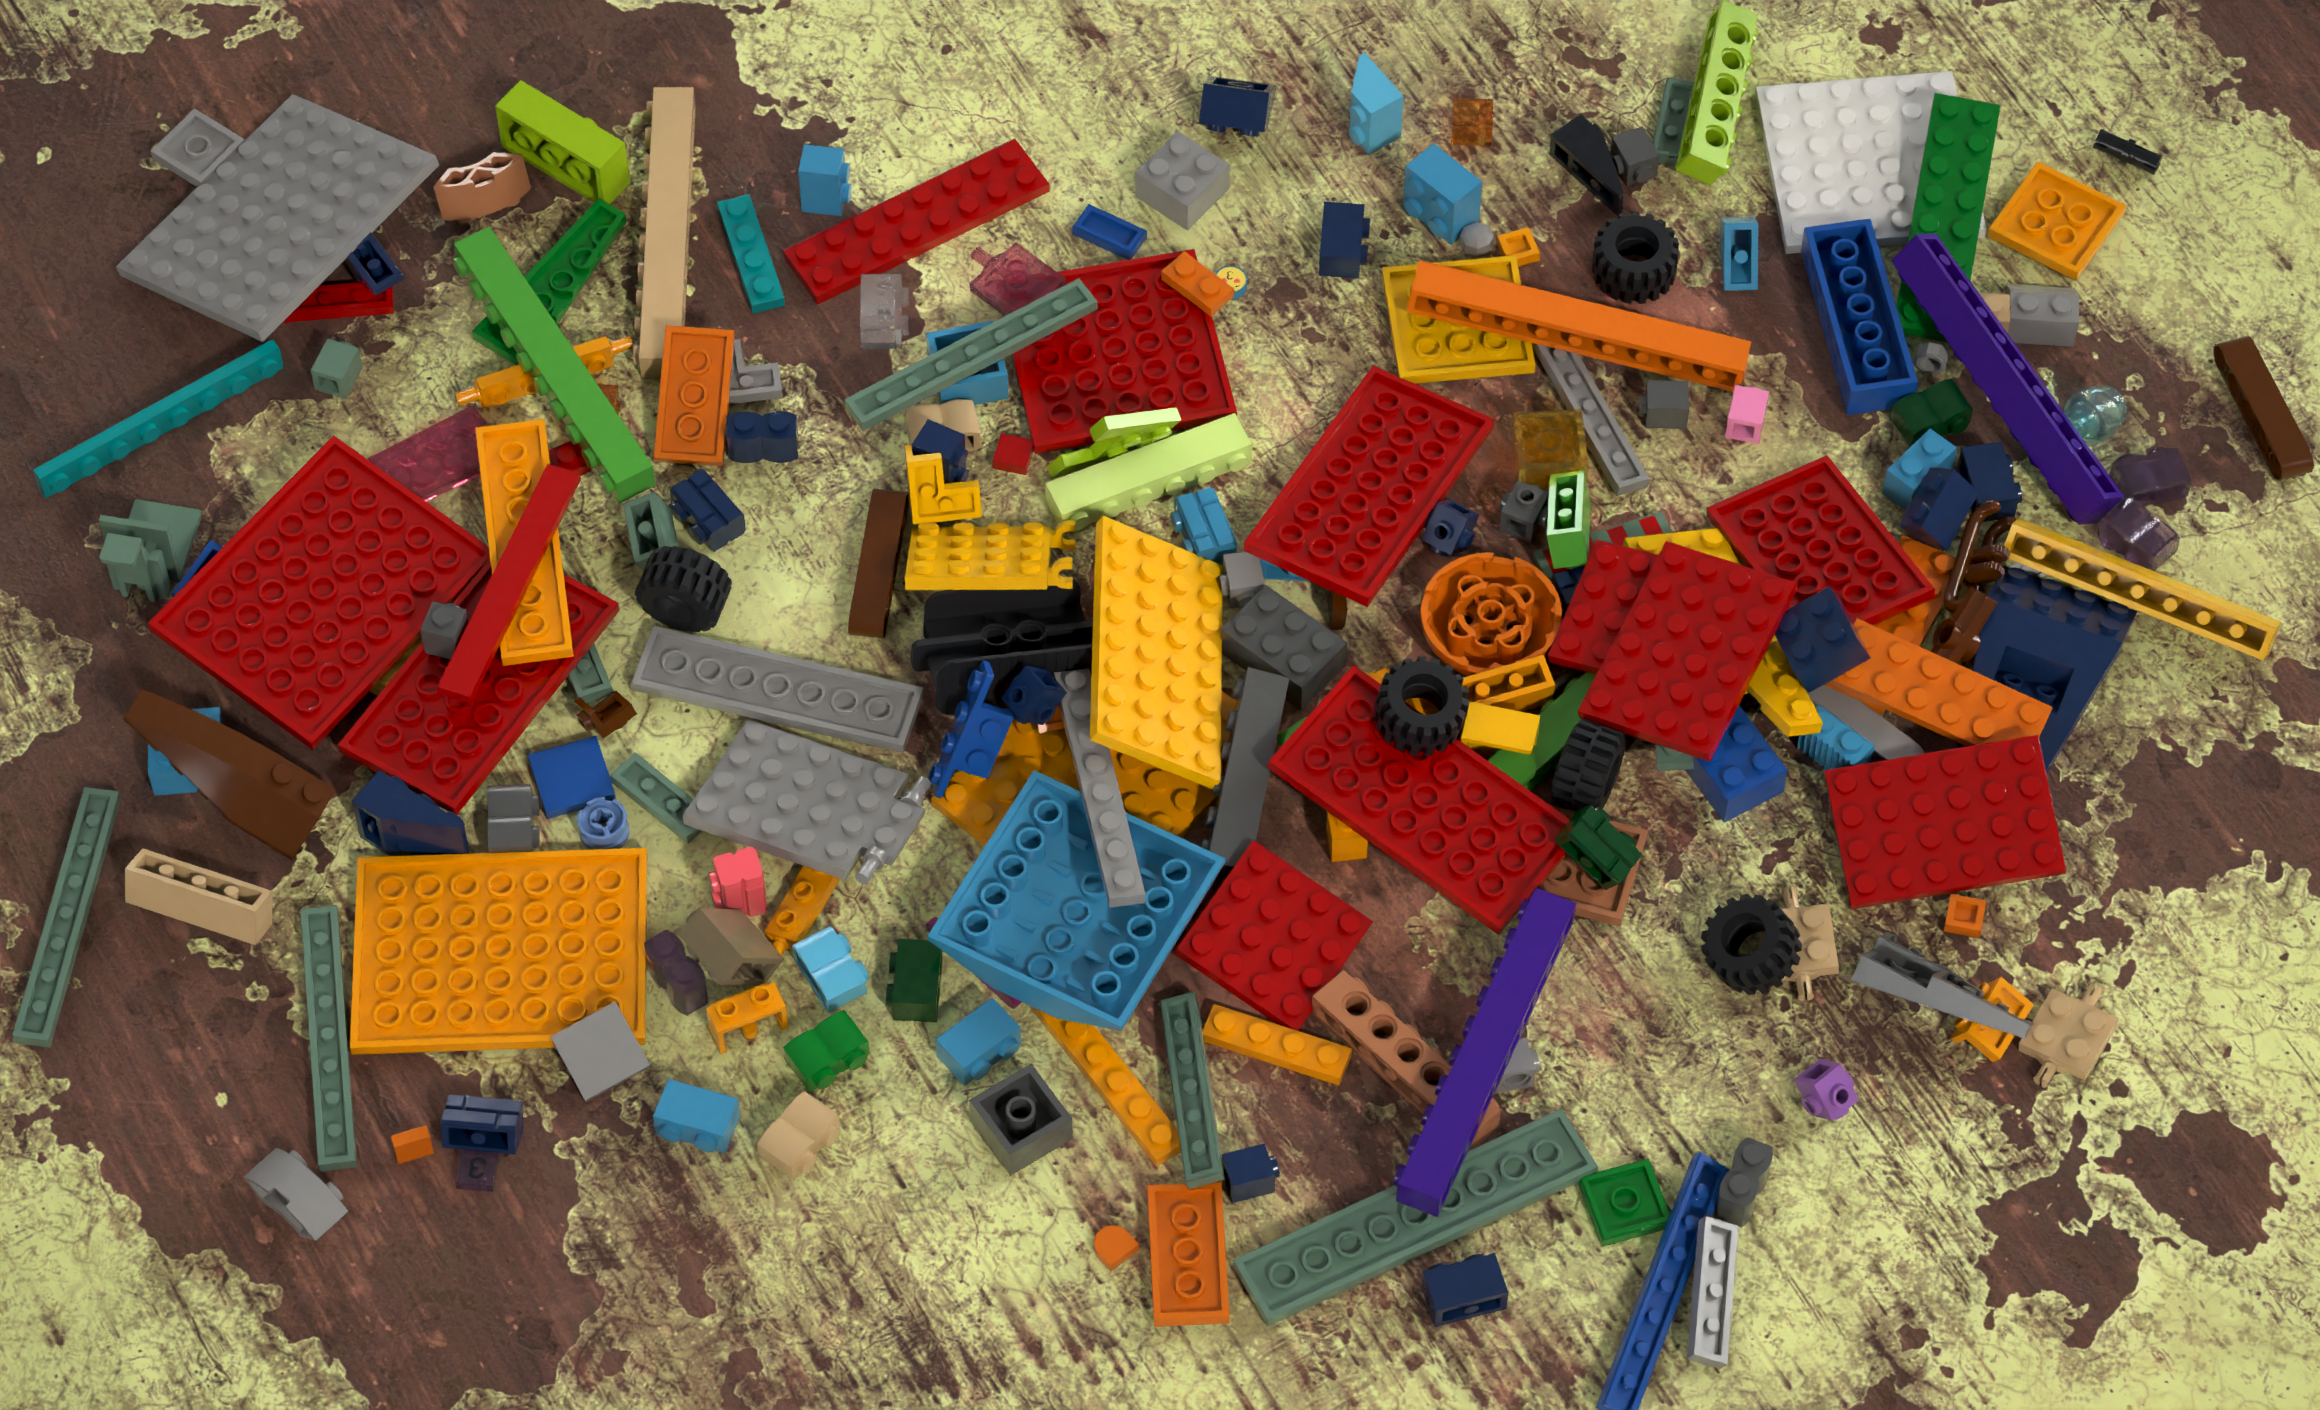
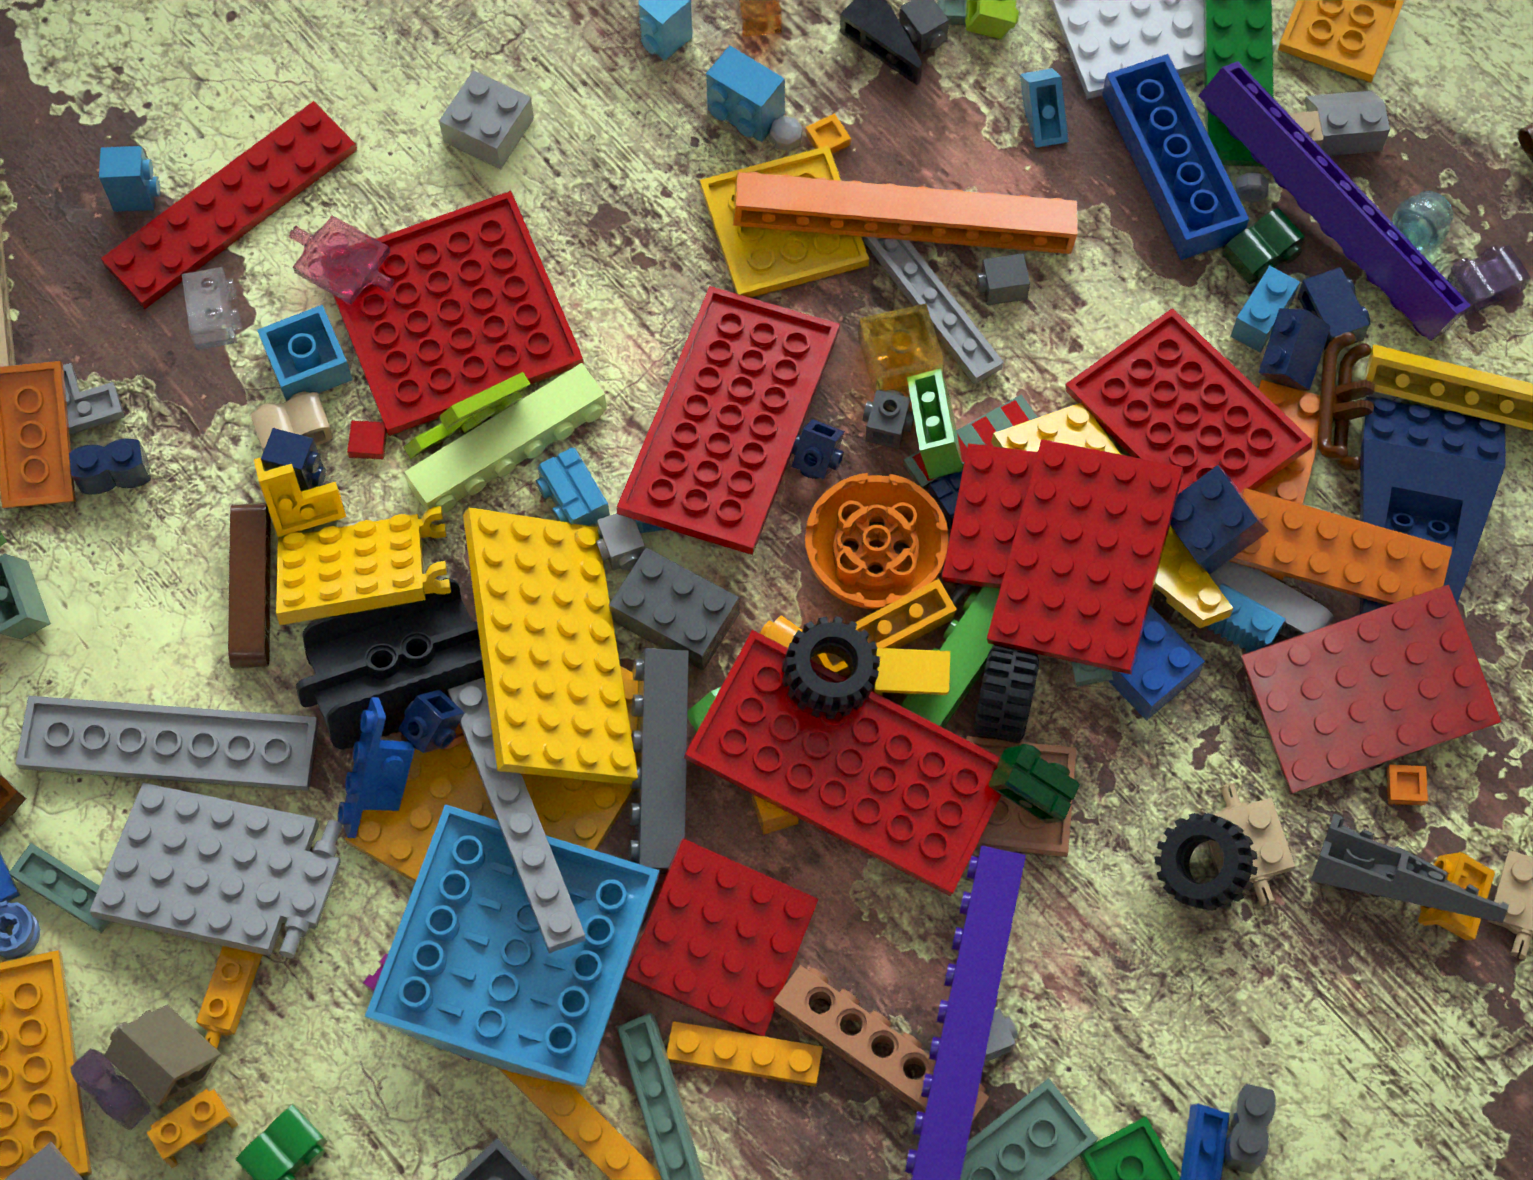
camera: 10 degrees left, 10 degrees up
(683, 589) = (51, 654): black tyre -> none
(706, 510) = (65, 556): dark blue brick -> none
(739, 882) = (159, 979): coral brick -> none
(751, 253) = (69, 266): teal plate -> none
(830, 968) = (271, 1053): medium azure brick -> none
(916, 980) = (361, 1053): dark green brick -> none
(970, 354) = (304, 348): sand green plate -> none
(978, 1042) = (439, 1111): dark azure brick -> none
(1109, 232) = (423, 184): blue tile -> none
(1197, 283) = (520, 228): orange plate -> none
(1235, 278) = (552, 219): light yellow tile -> none
(1236, 105) = (526, 30): dark blue slope -> none
(1337, 610) = (721, 559): reddish brown tile -> none
(1342, 240) = (655, 156): dark blue brick -> none
(1640, 237) = (949, 107): black tyre -> none
(1747, 414) = (1085, 276): bright pink brick -> none
(1826, 1090) = (1311, 1009): medium lavender brick -> none
(1959, 636) = (1344, 485): reddish brown piece -> none
(2137, 535) = (1489, 342): clear purple brick -> none

